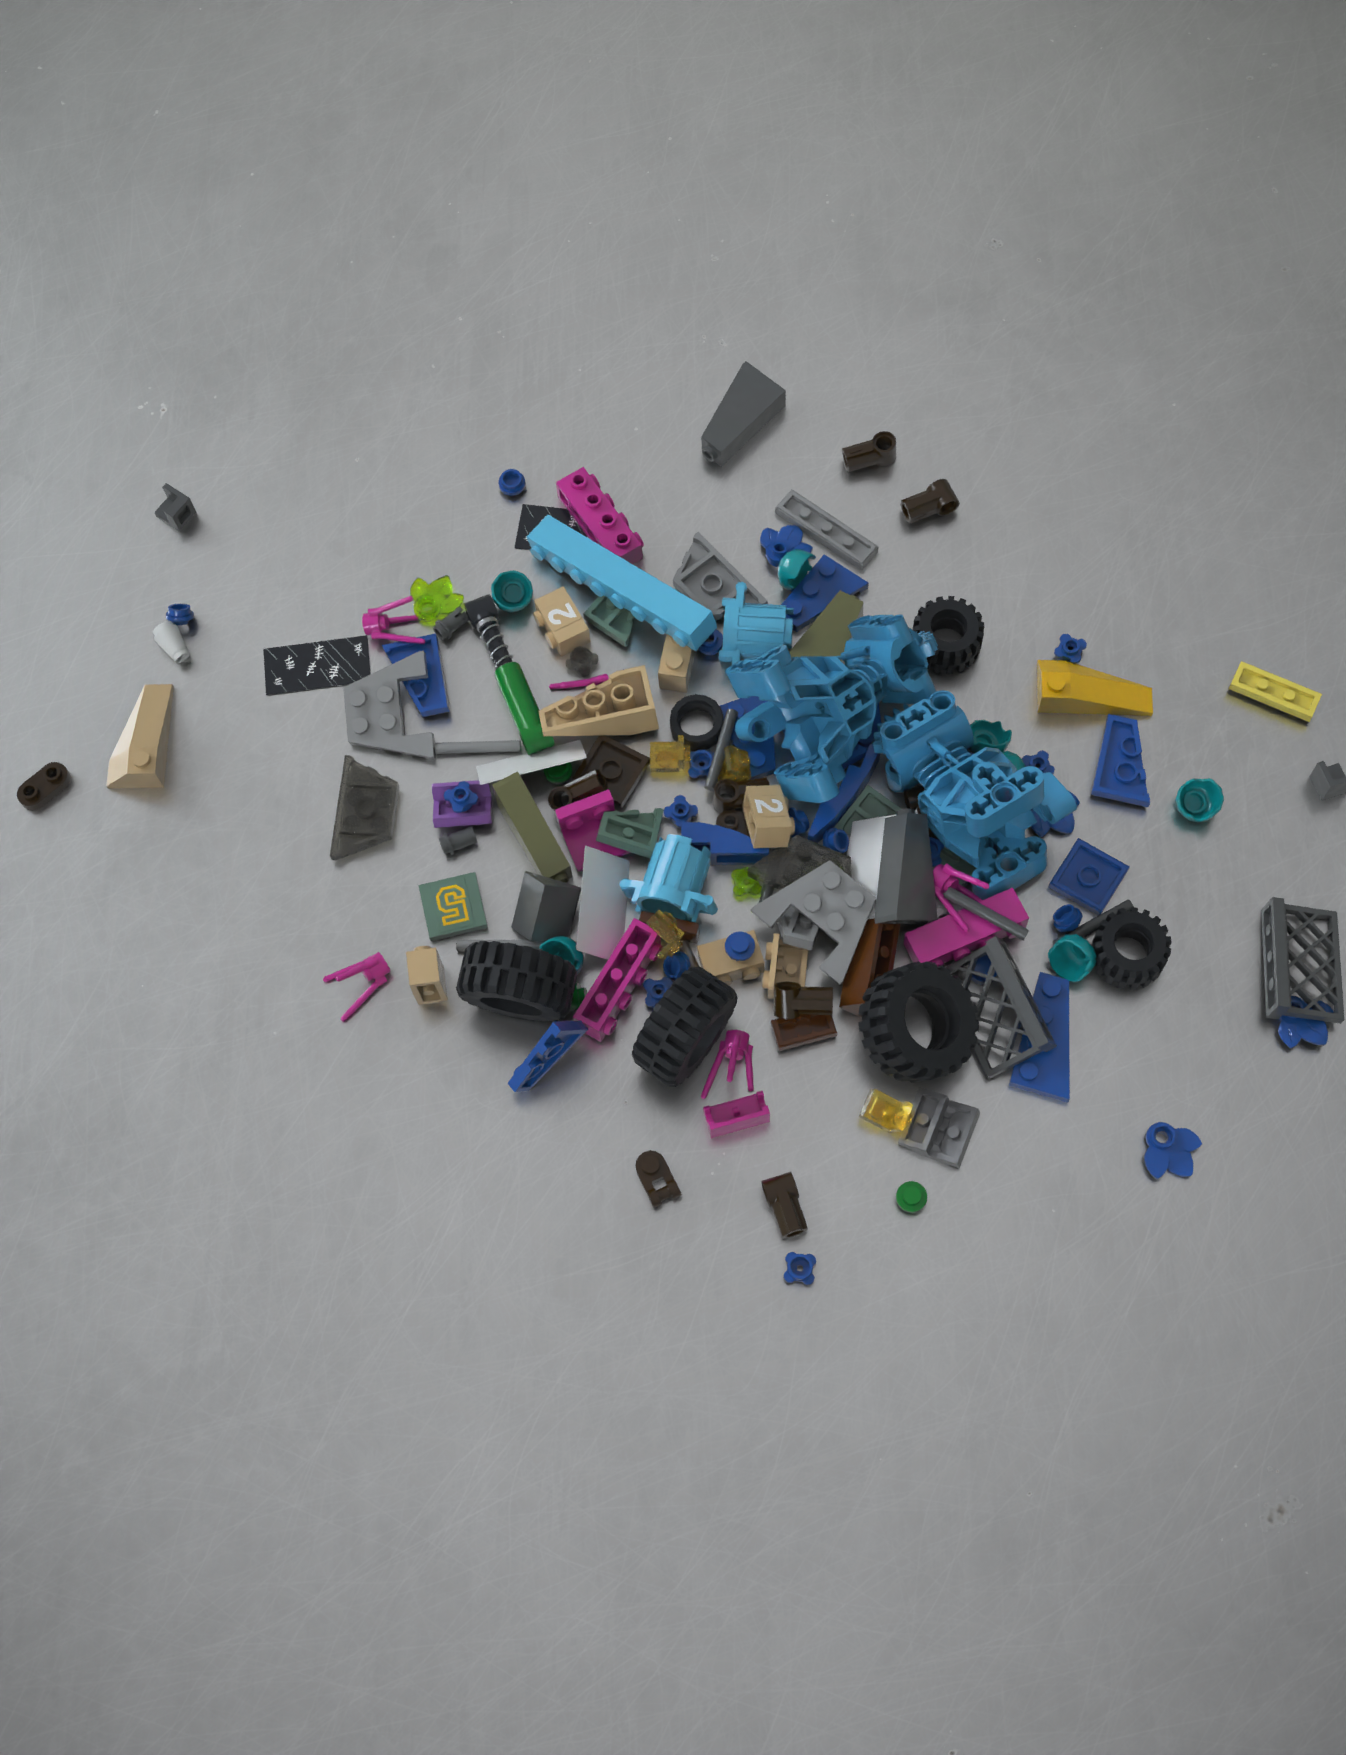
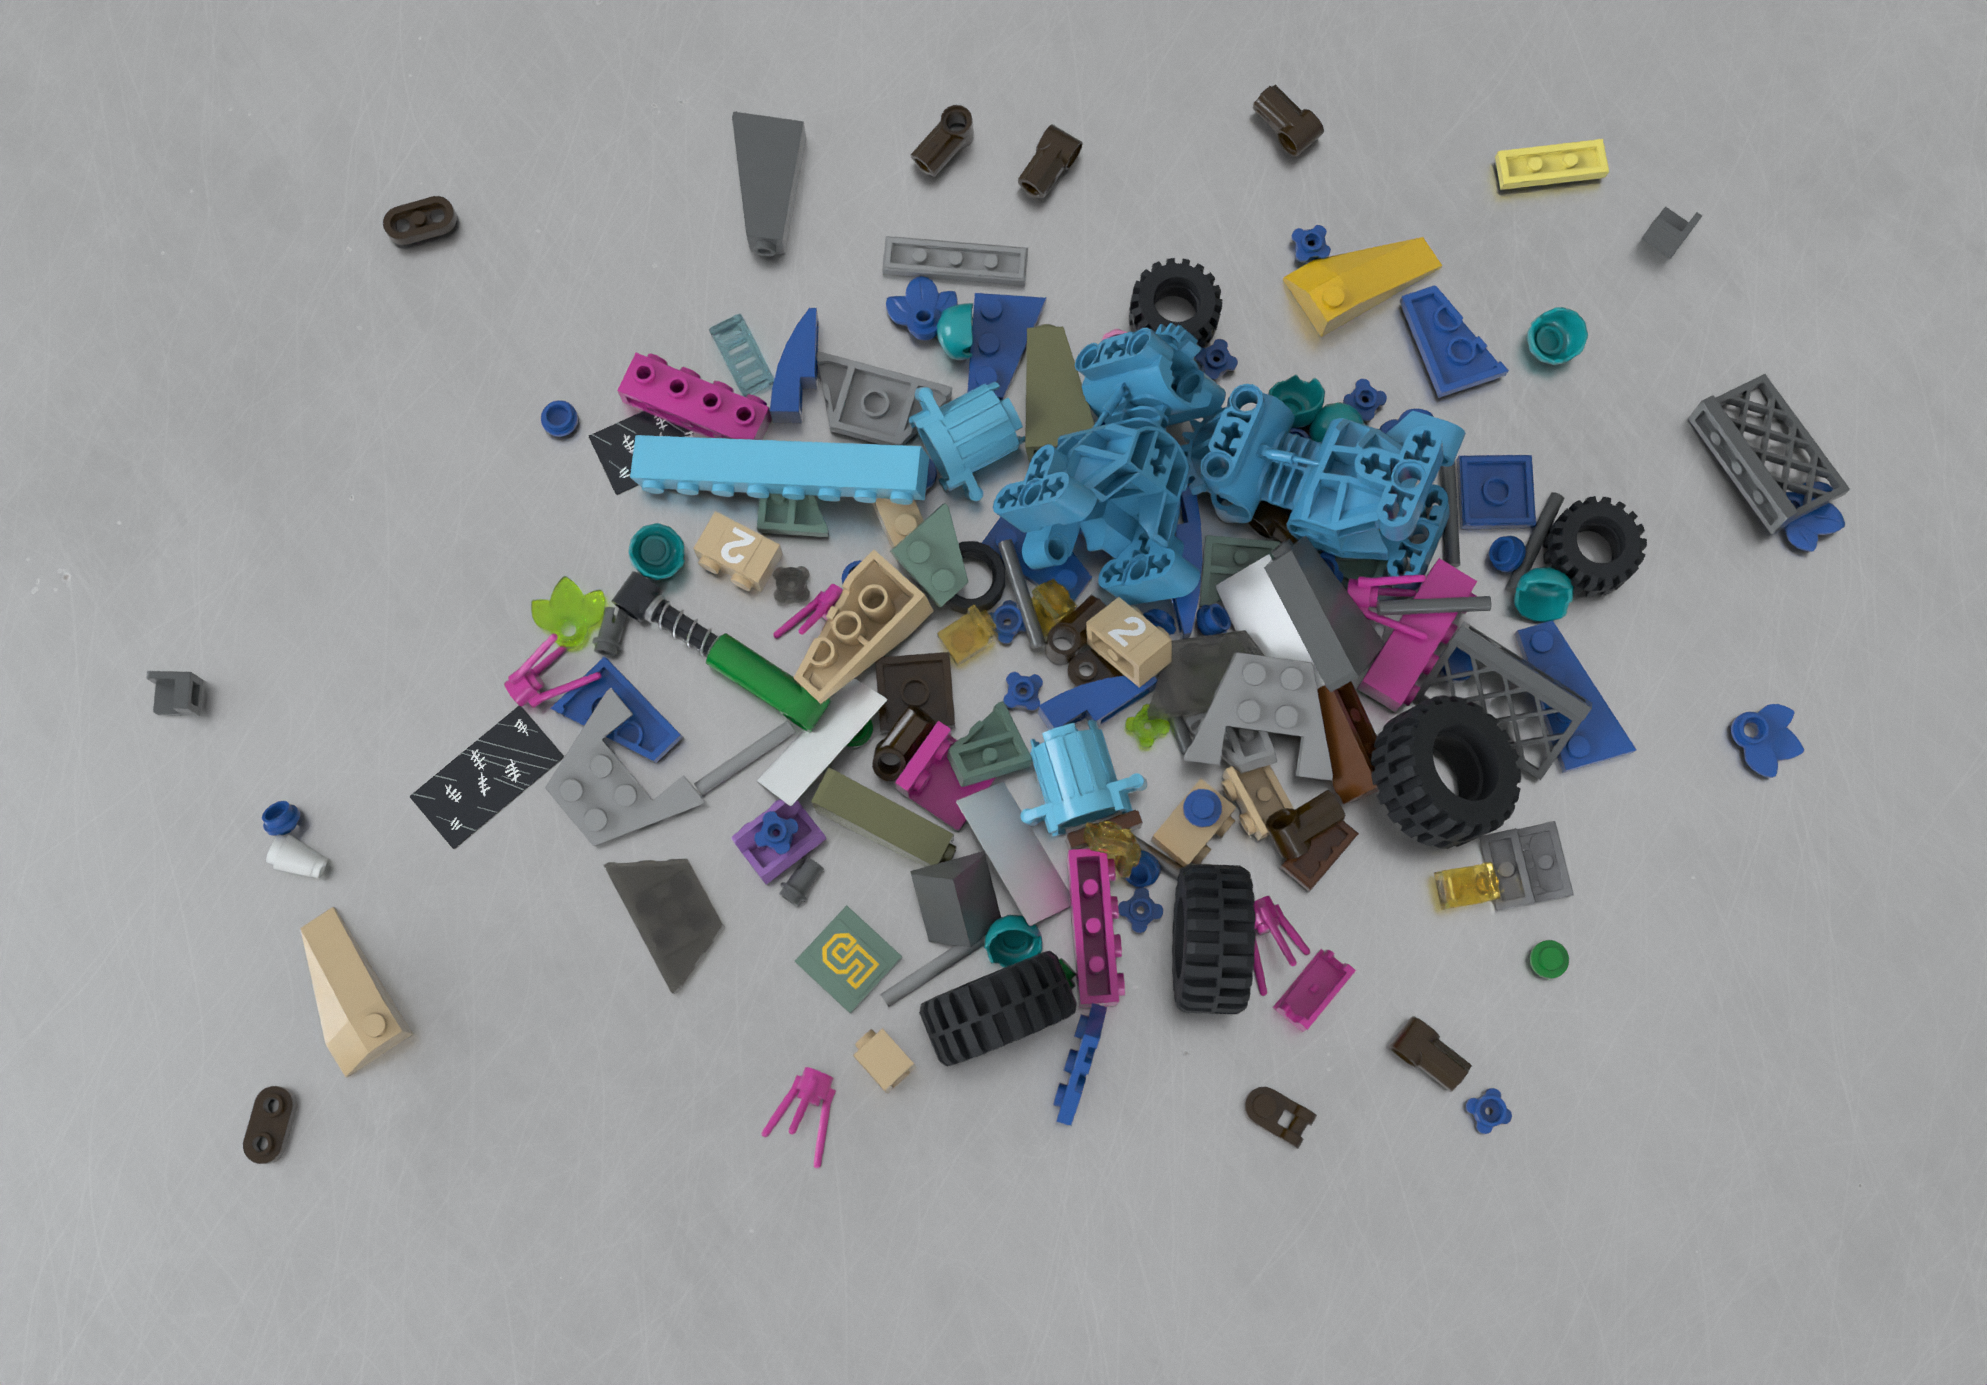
camera: 40 degrees left, 10 degrees up
(514, 323) = (420, 217): none -> dark brown plate
(650, 492) = (728, 329): none -> clear light blue slope
(676, 535) = (796, 370): none -> blue slope
(677, 689) = (934, 556): none -> sand green wing
(961, 678) = (1212, 368): none -> blue plate
(1042, 878) = (1451, 530): none -> dark grey bar
(1109, 569) = (1294, 127): none -> dark brown piece

